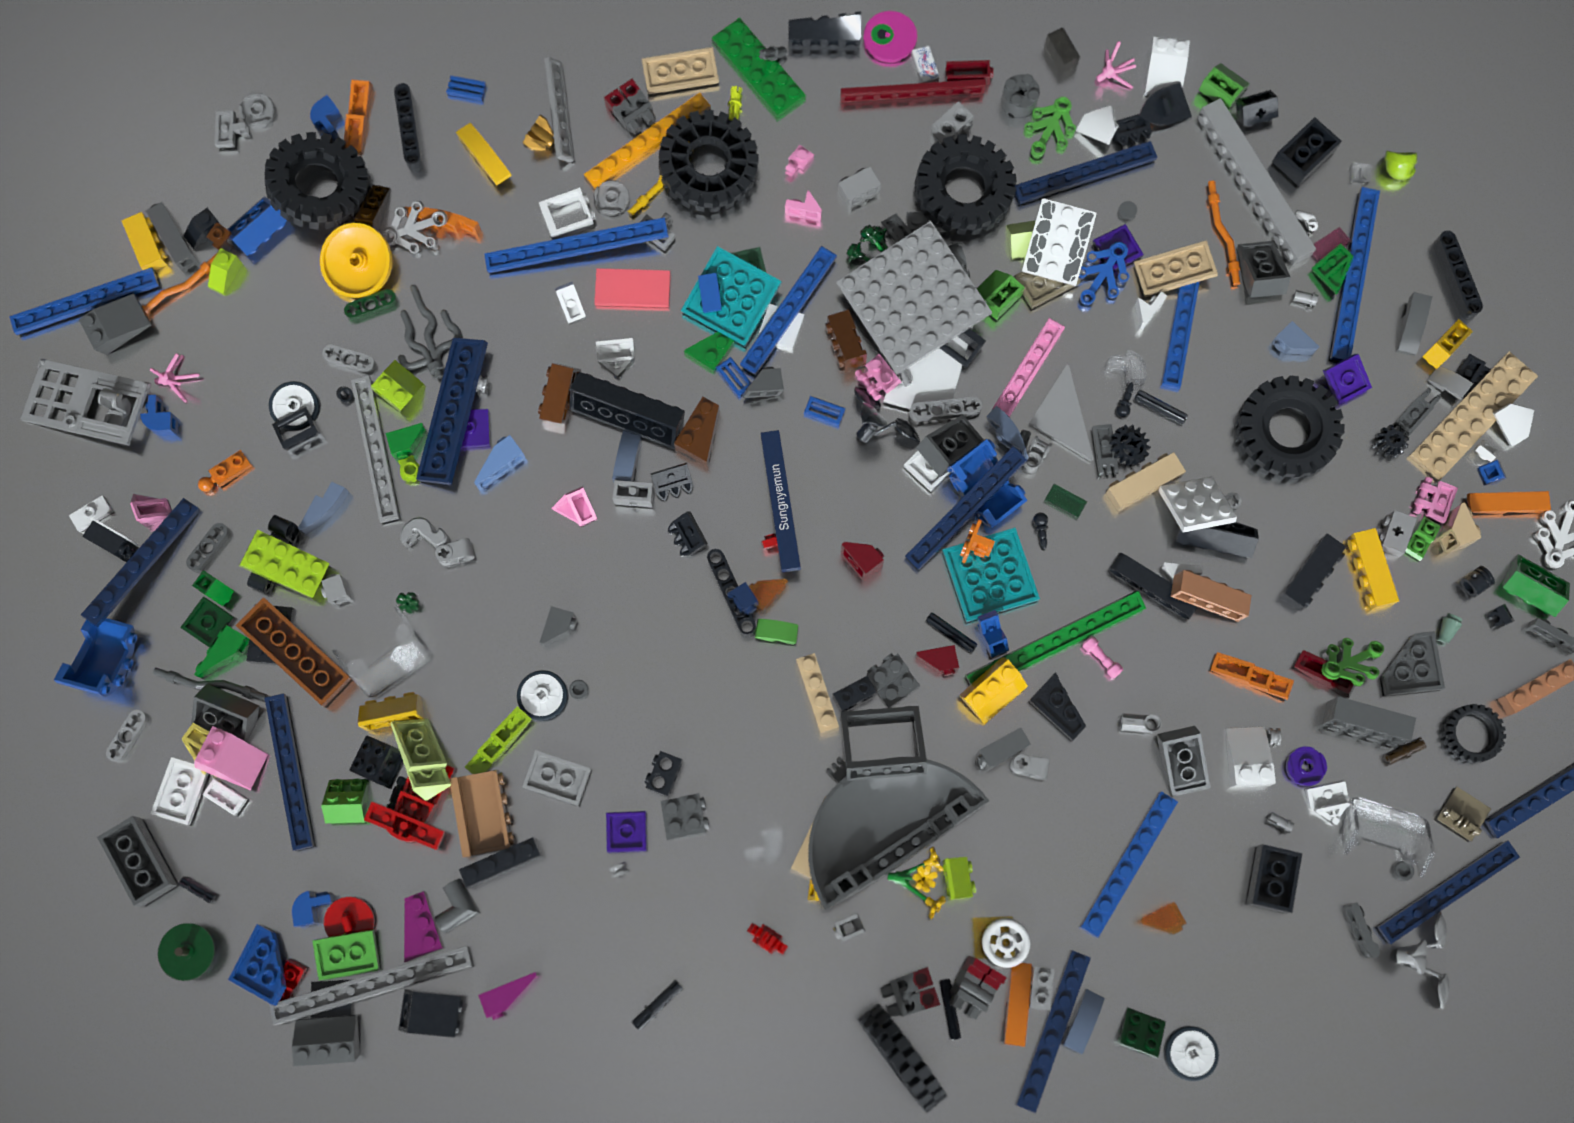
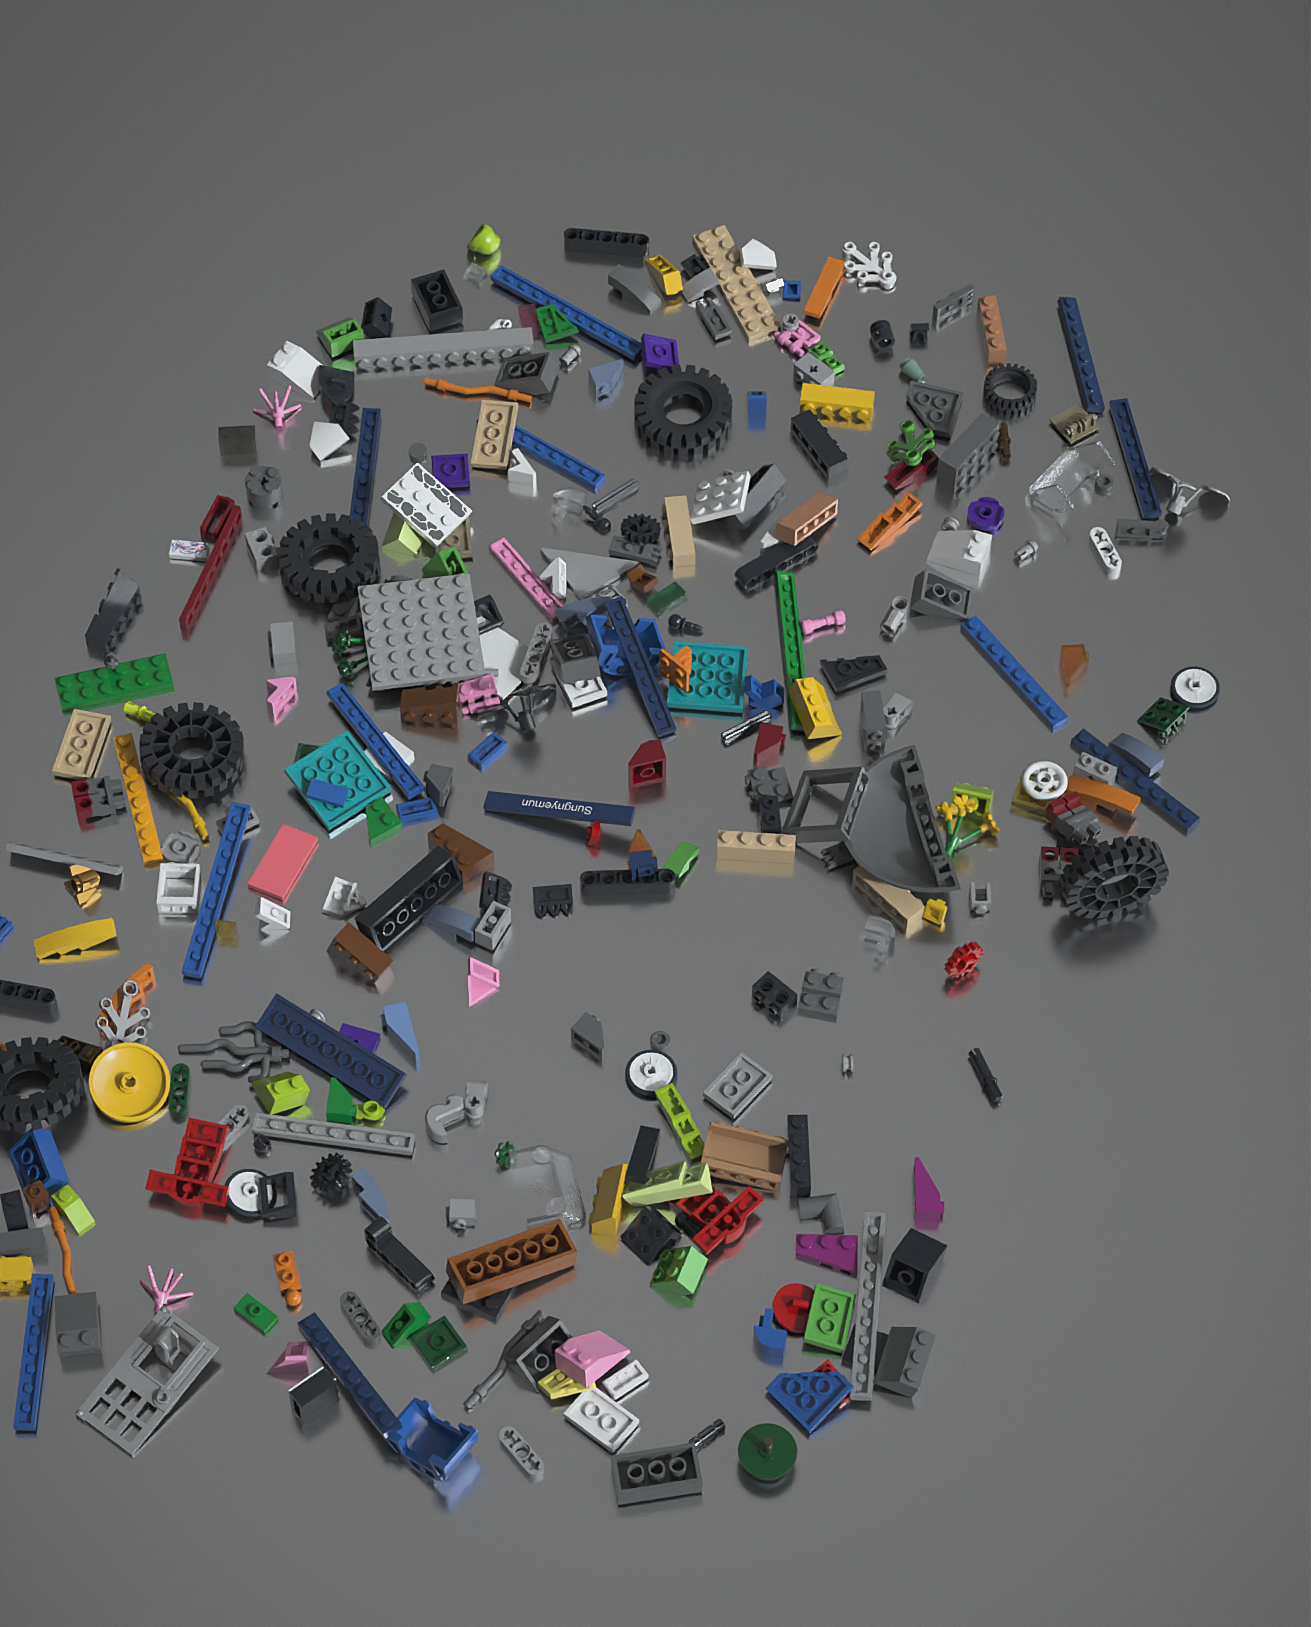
camera: 70 degrees left, 20 degrees down
(96, 510) = (269, 1416): white plate -> none
(157, 421) = (205, 1320): blue brick -> none
(183, 460) = (256, 1313): none -> green plate
(226, 649) = (473, 1326): green slope -> none
(284, 564) = (418, 1240): lime brick -> none
(289, 772) = (626, 1313): dark blue plate -> none
(295, 349) = (195, 1167): none -> red slope
(331, 463) = (331, 1174): none -> black gear
(445, 722) = (642, 1154): none -> black tile
(542, 271) = (226, 928): none -> clear yellow tile
(626, 831) = (814, 1045): dark purple plate -> none
(799, 159) = (228, 682): bright pink plate -> none
(890, 36) = (146, 565): dark pink tile -> none
(1042, 391) = (556, 575): none -> white slope
(1051, 124) = (306, 476): bright green plant -> none
(1073, 469) = (640, 579): none -> reddish brown bracket
(1105, 271) = (470, 485): blue plant -> none
(1274, 878) = (1072, 569): black brick -> none
(1310, 901) = (1105, 557): none -> white beam
(1328, 800) = (1021, 510): white slope -> none
(1336, 492) = (757, 402): none -> blue slope
(1386, 436) = (730, 345): black gear -> none
(1452, 486) = (790, 327): none -> light grey bush
(1459, 529) = (832, 327): tan slope -> none
(1536, 586) = (905, 298): green slope -> none

